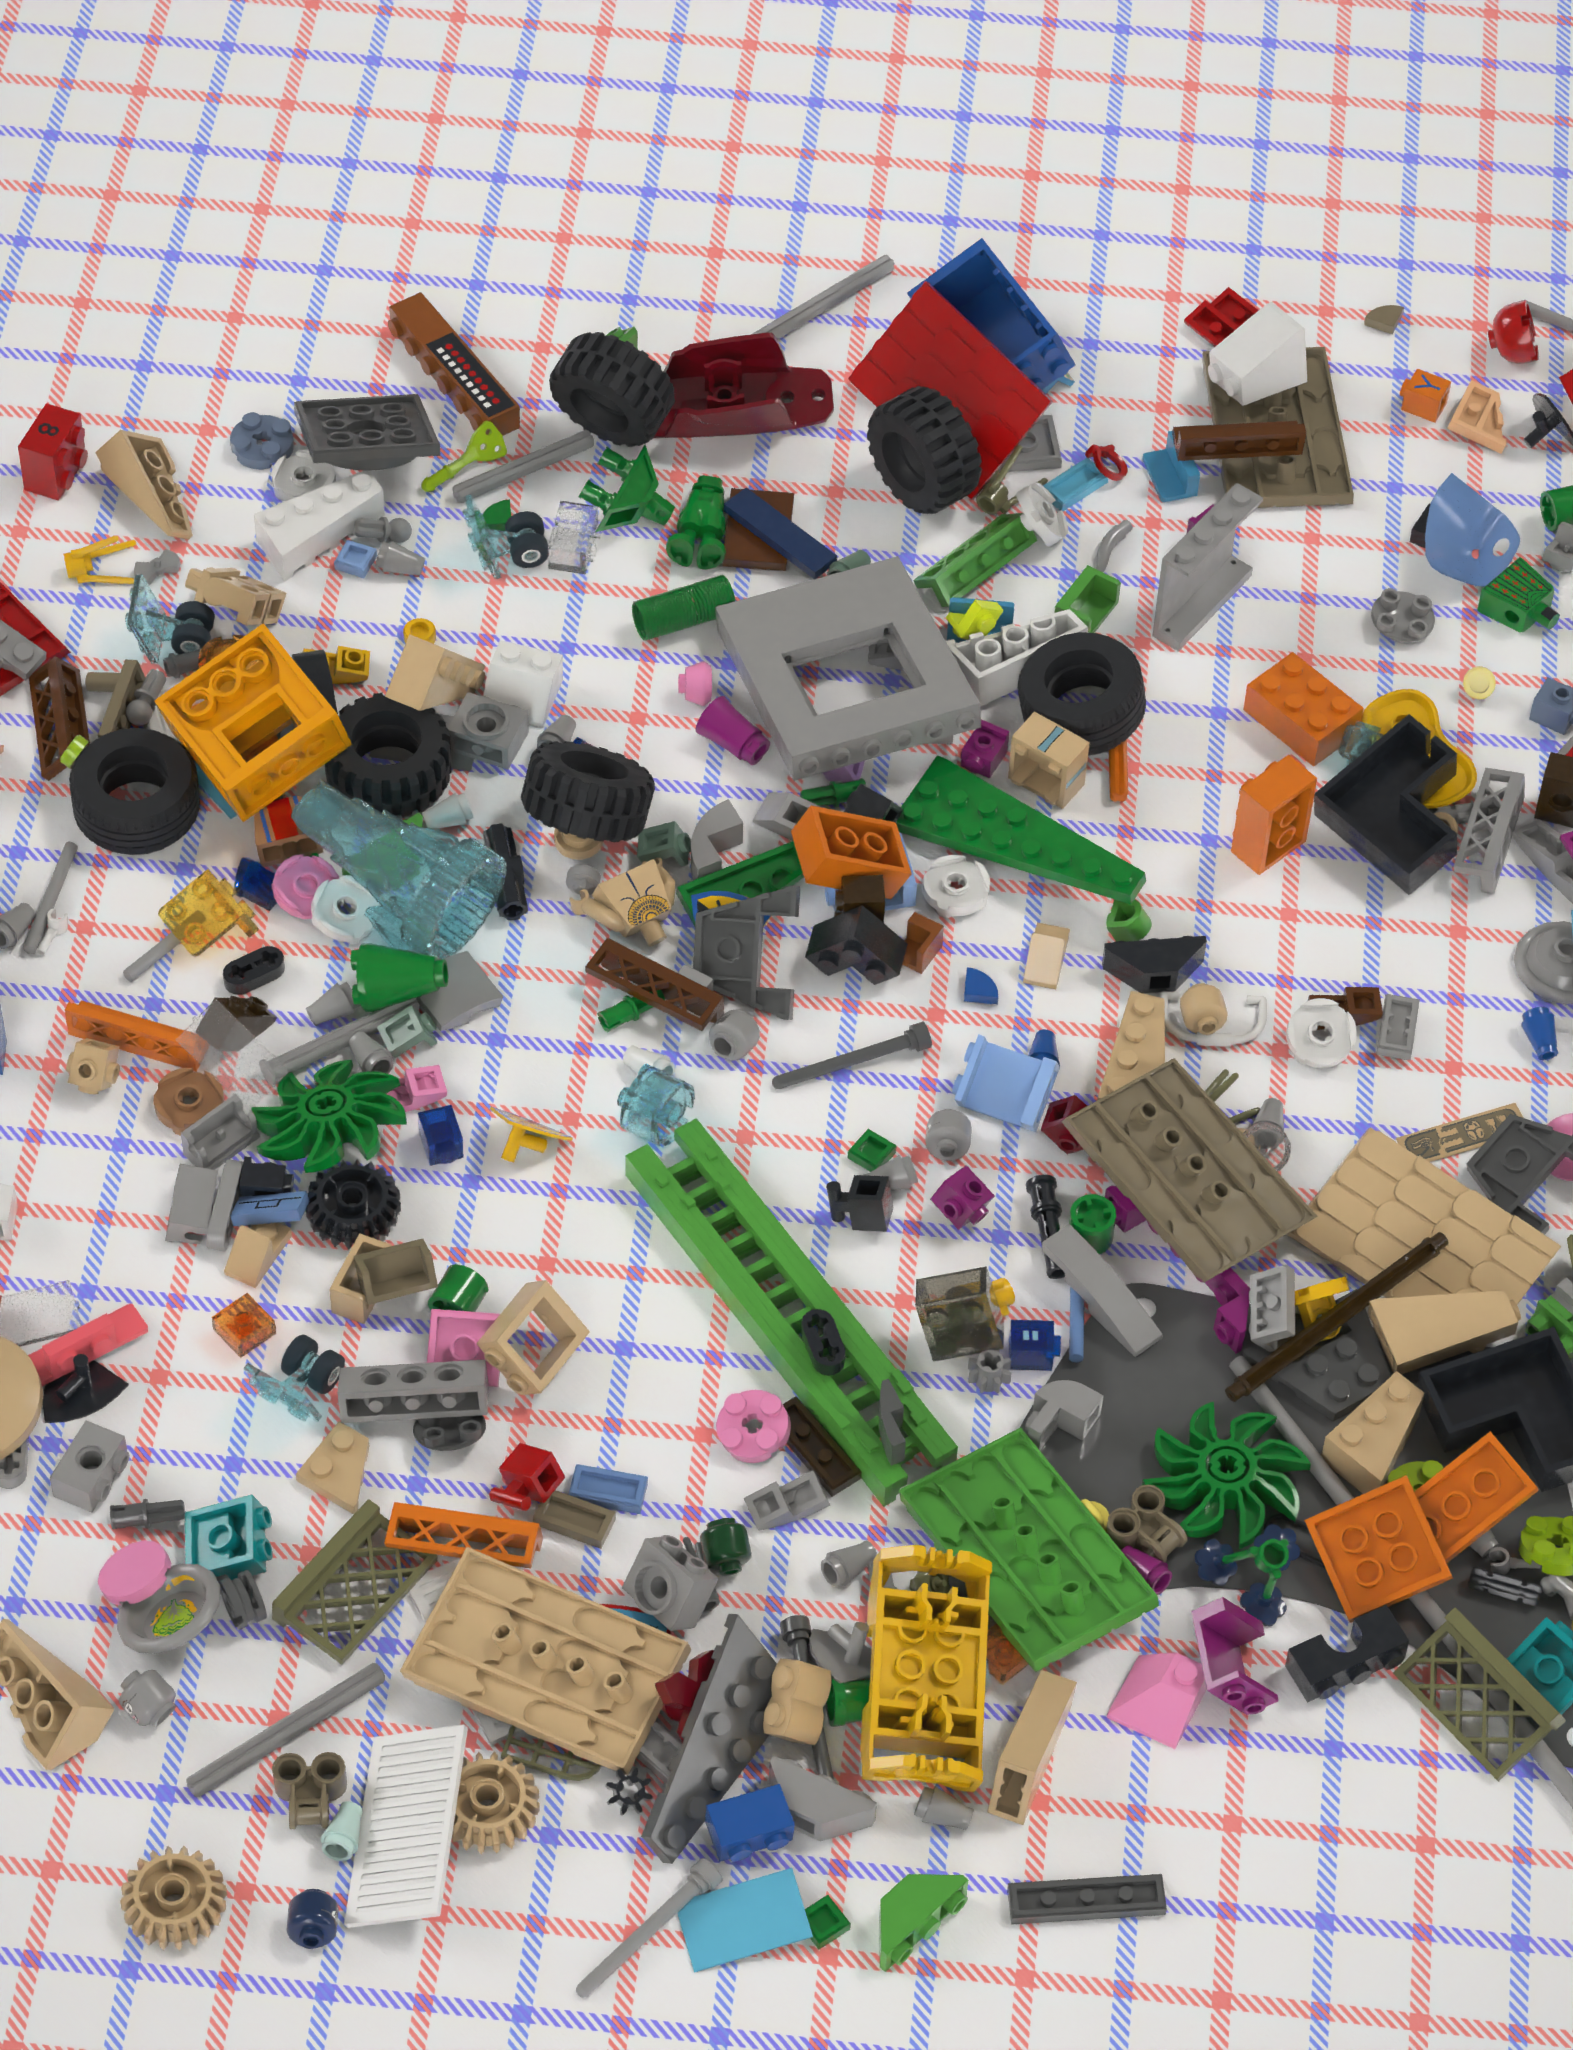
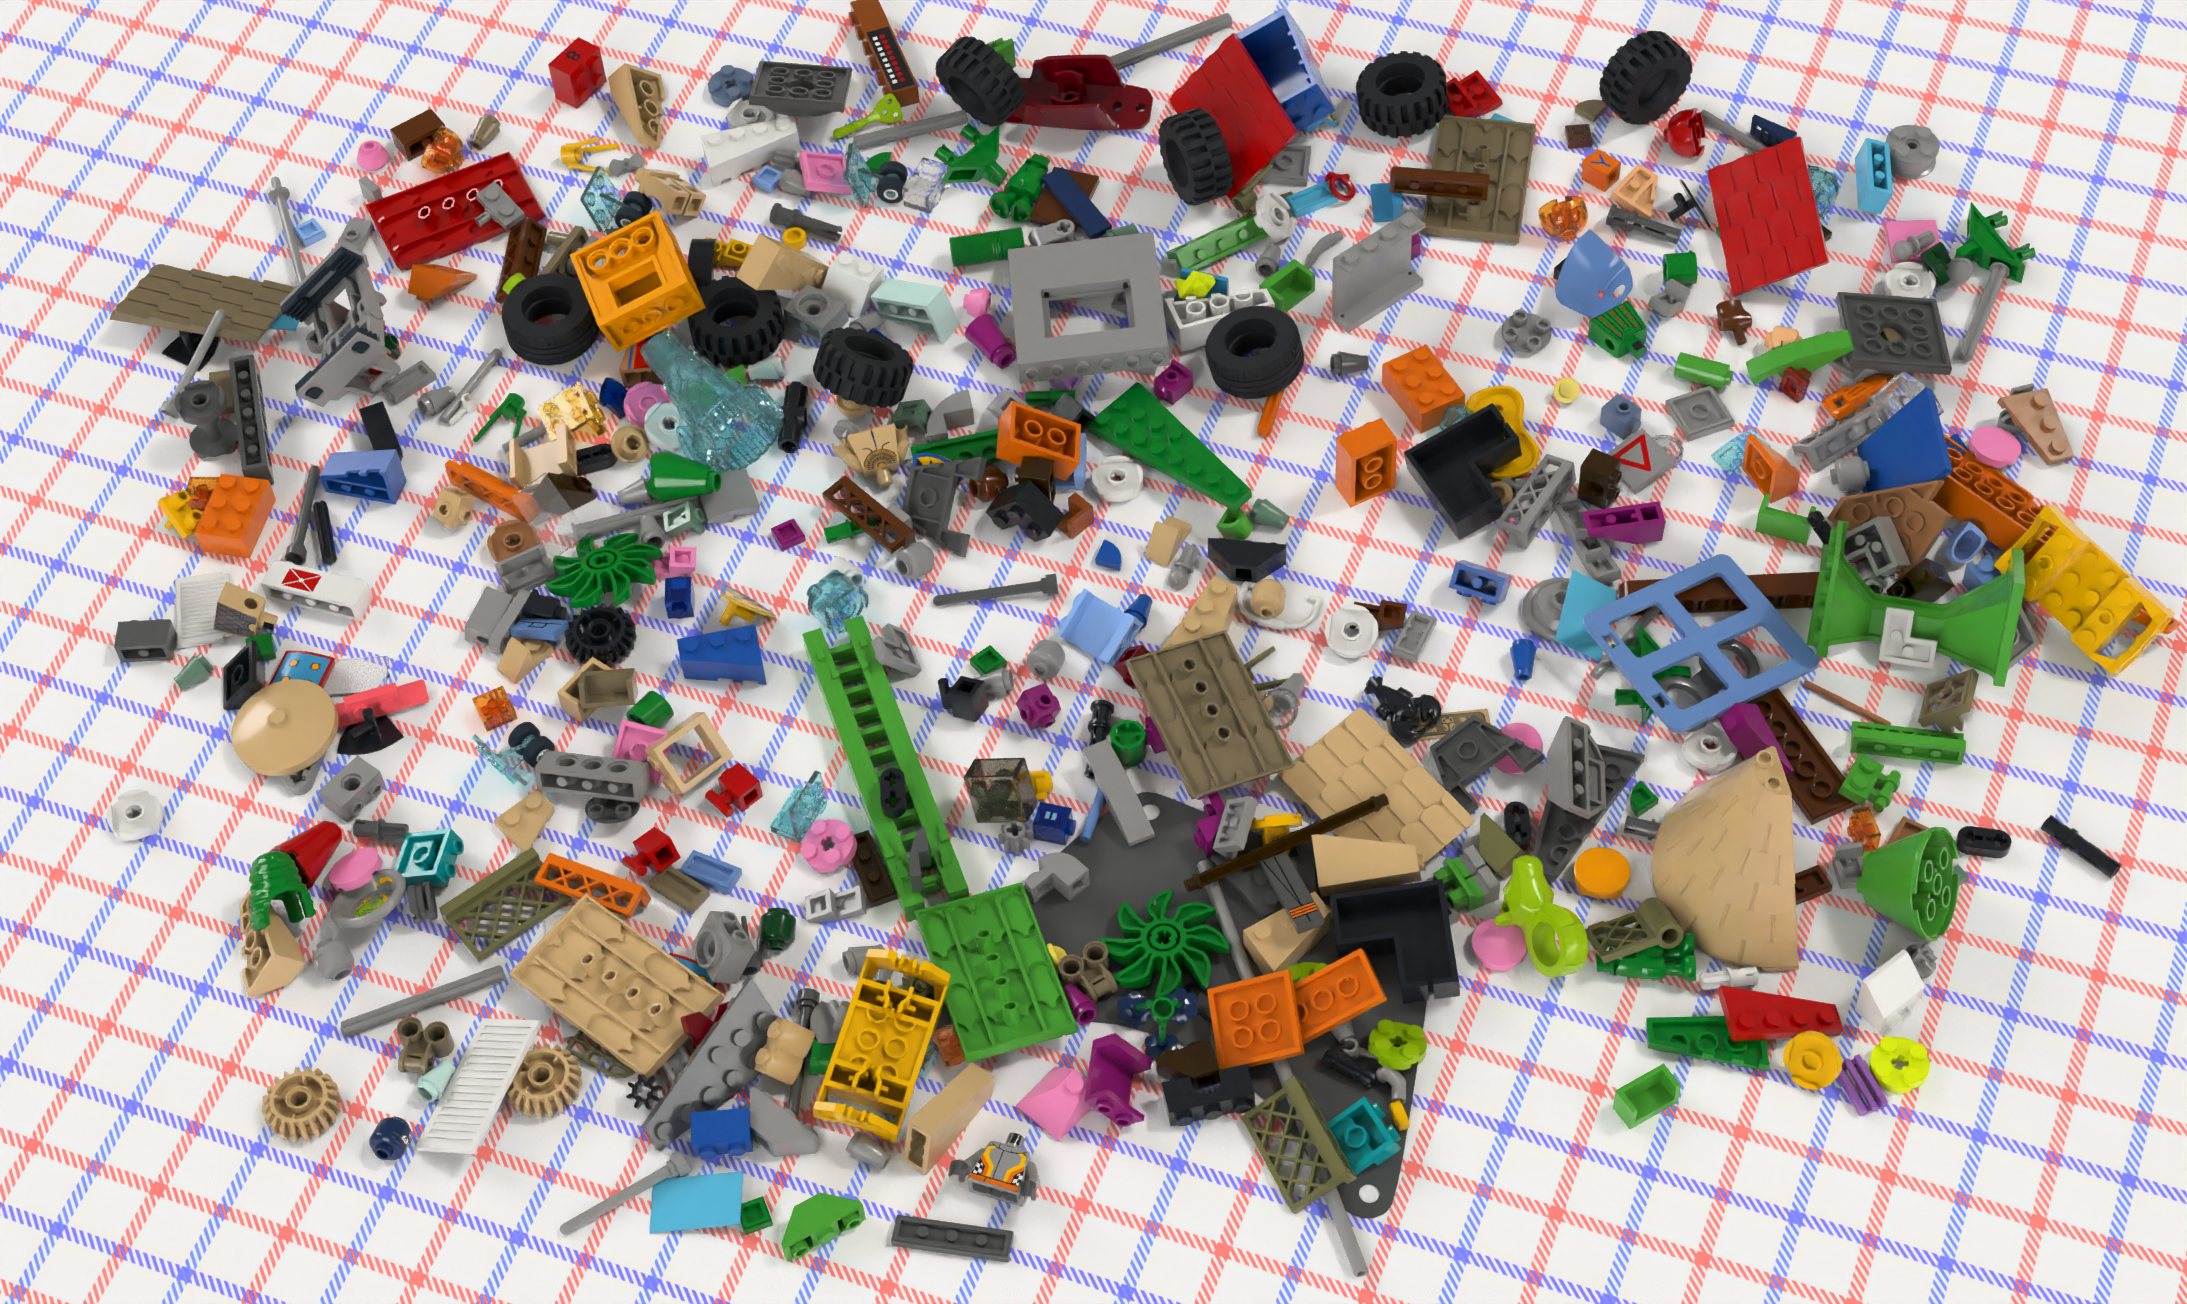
camera: 20 degrees right, 0 degrees up
(39, 1609) = (276, 878): none -> green hair
(60, 1569) = (312, 850): none -> red cone
(116, 921) = (510, 408): none -> green plant
(192, 983) = (551, 457): none -> tan panel
(301, 941) = (629, 443): none -> tan plate
(412, 608) = (794, 218): none -> dark grey pin
(433, 539) = (823, 172): none -> bright pink tile
(528, 1201) = (723, 655): none -> blue wedge
(551, 1028) = (788, 534): none -> magenta tile
(605, 1372) = (736, 788): none -> red brick
(619, 698) = (916, 305): none -> light aqua wedge
(699, 1387) = (801, 809): none -> clear light blue bracket
(753, 1157) = (896, 650): none -> light grey plate
(762, 580) = (1052, 233): none -> light grey piece
(796, 928) = (991, 484): none -> reddish brown head
(1048, 760) = (1213, 397): tan container -> none
(1051, 574) = (1269, 261): none -> light grey cone
(1077, 1002) = (1178, 578): none -> light grey axle
(1125, 1802) = (1000, 1171): none -> torso
(1145, 305) = (1398, 75): none -> black tyre
(1164, 901) = (1268, 514): none -> sand green cone
(1195, 690) = (1347, 363): none -> dark grey cone
(1260, 356) = (1475, 123): white slope -> none
(1314, 1614) = (1194, 1061): none -> dark brown slope
(1372, 1378) = (1292, 893): none -> dark grey tile
(1380, 355) = (1578, 136): none -> reddish brown tile
(1405, 464) = (1565, 218): none -> clear orange cylinder
(1412, 1120) = (1401, 706): none -> black animal
(1453, 269) = (1645, 77): none -> black tyre
(1459, 944) = (1480, 581): none -> blue brick
(1486, 455) = (1632, 221): none -> dark grey pin

